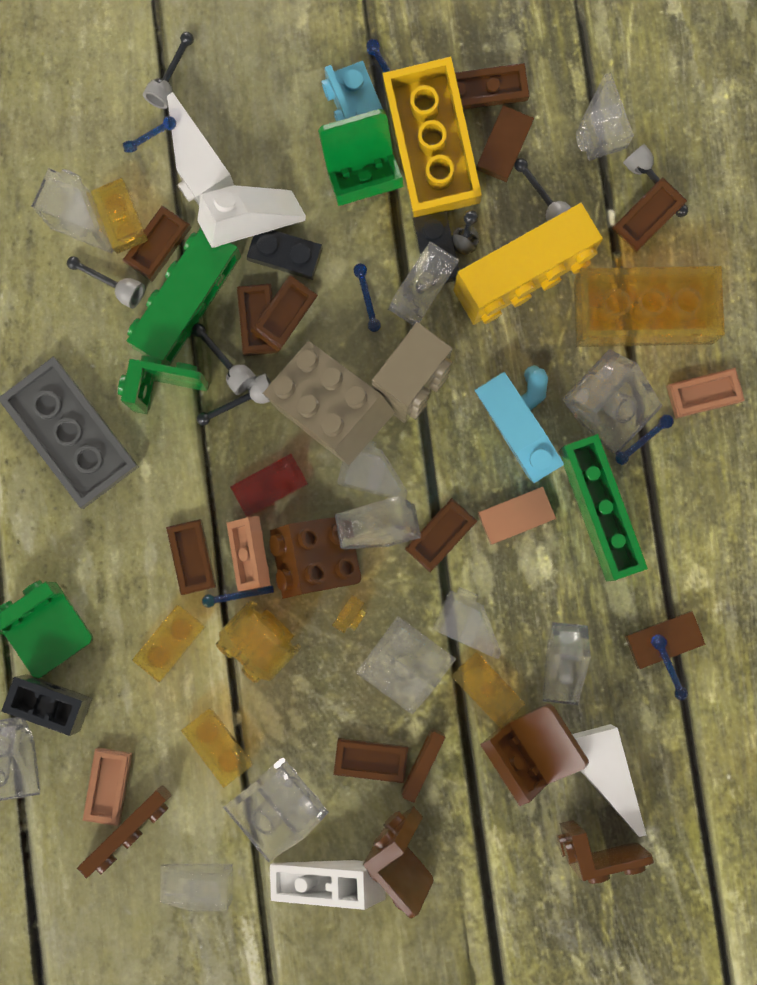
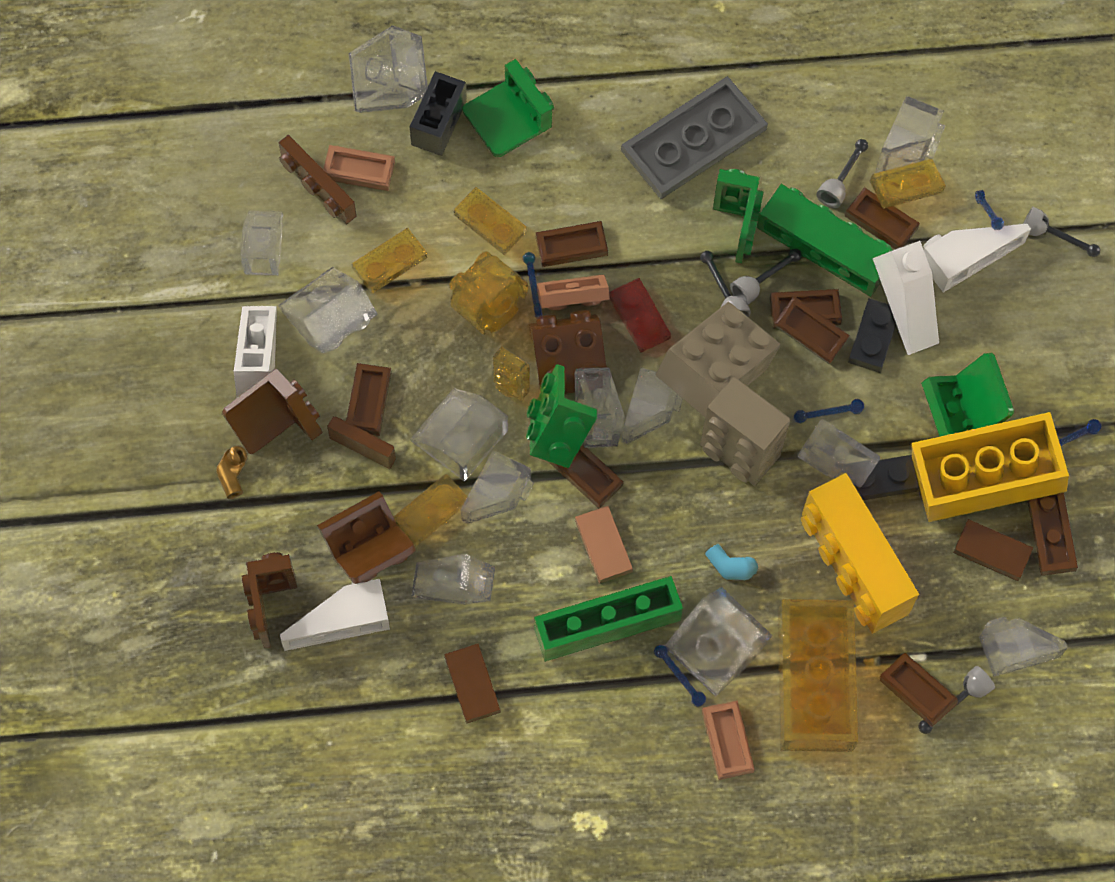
camera: 90 degrees right, 15 degrees down
(350, 90) = (1041, 395): medium azure bracket -> none
(410, 570) = (557, 423): none -> green bracket
(455, 900) = (229, 469): none -> pearl gold arm
(462, 242) = (892, 502): dark grey hinge -> none
(519, 427) = (691, 541): medium azure slope -> none
(554, 208) = (924, 597): black hinge -> none
(660, 643) = (469, 669): clear blue hinge -> none

